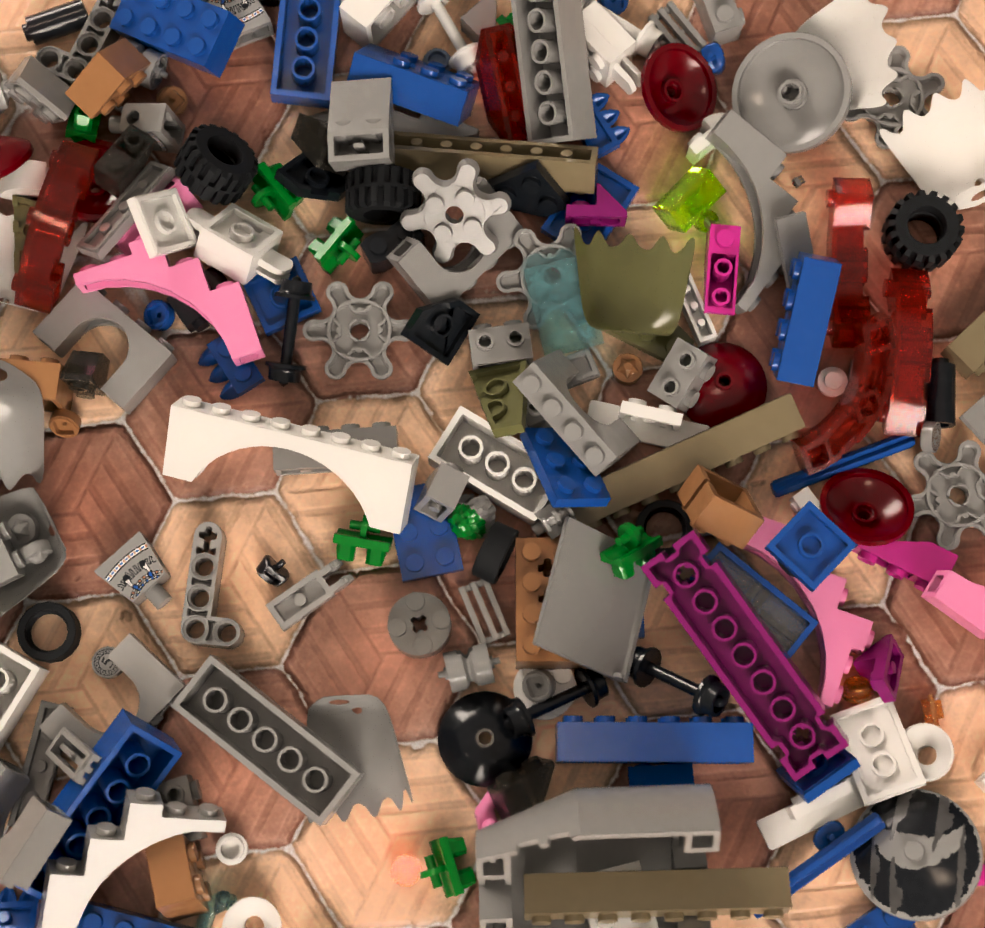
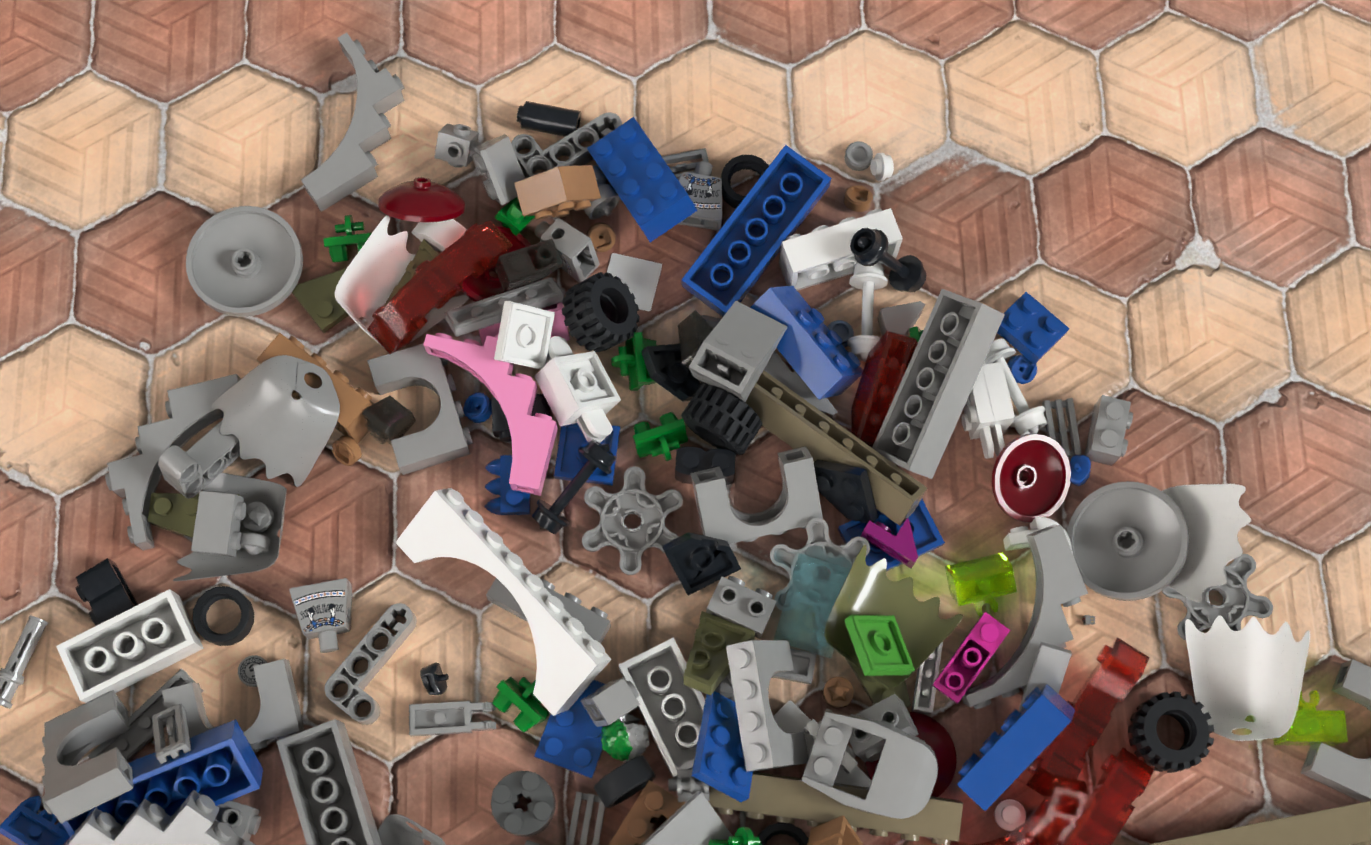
camera: 30 degrees right, 5 degrees down
(228, 113) = (639, 276): none -> white sticker
(458, 192) = (783, 458): plate -> none
(607, 138) = (943, 483): blue plate -> none
(640, 304) = (879, 645): none -> bright green tile
(728, 403) = (902, 775): none -> light grey slope

